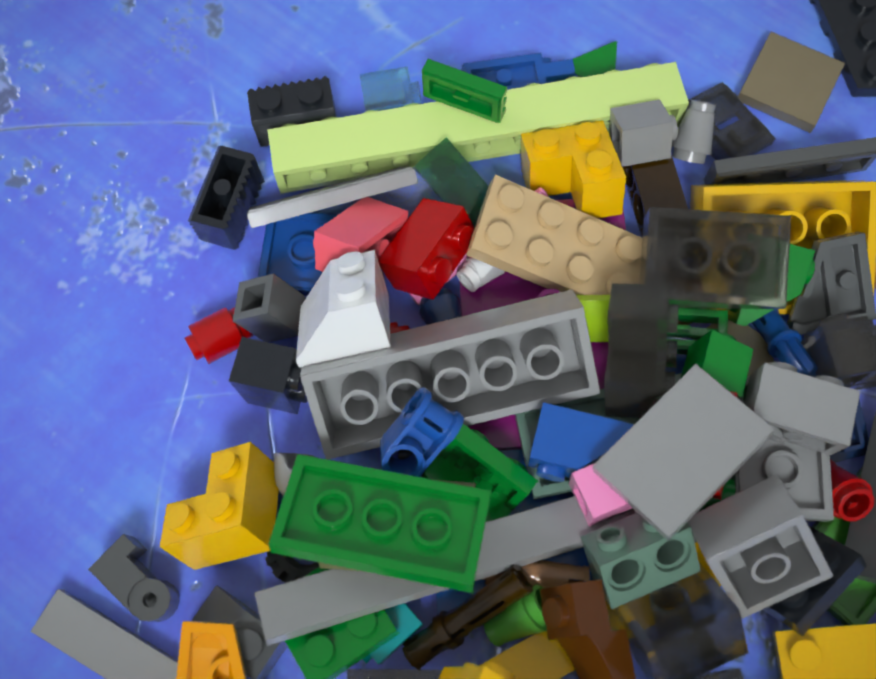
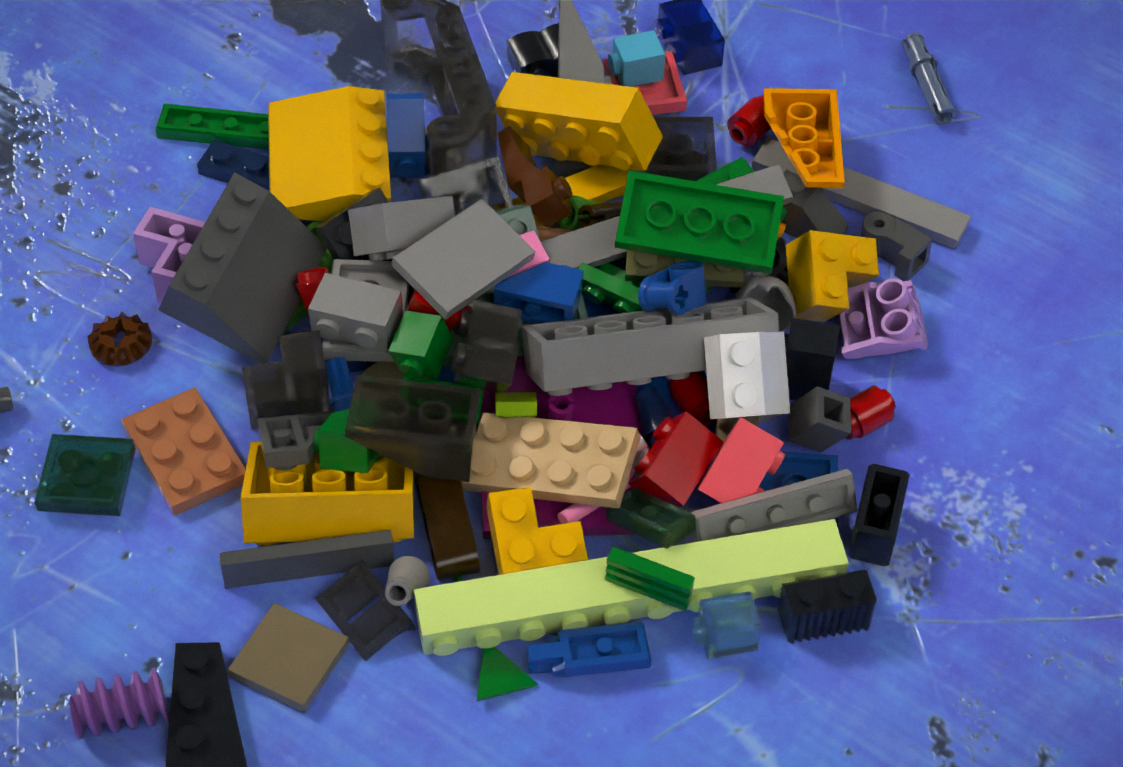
camera: 175 degrees right, 20 degrees down
(172, 453) = (882, 320): none -> lavender slope
(642, 132) = (464, 558): light grey brick -> none

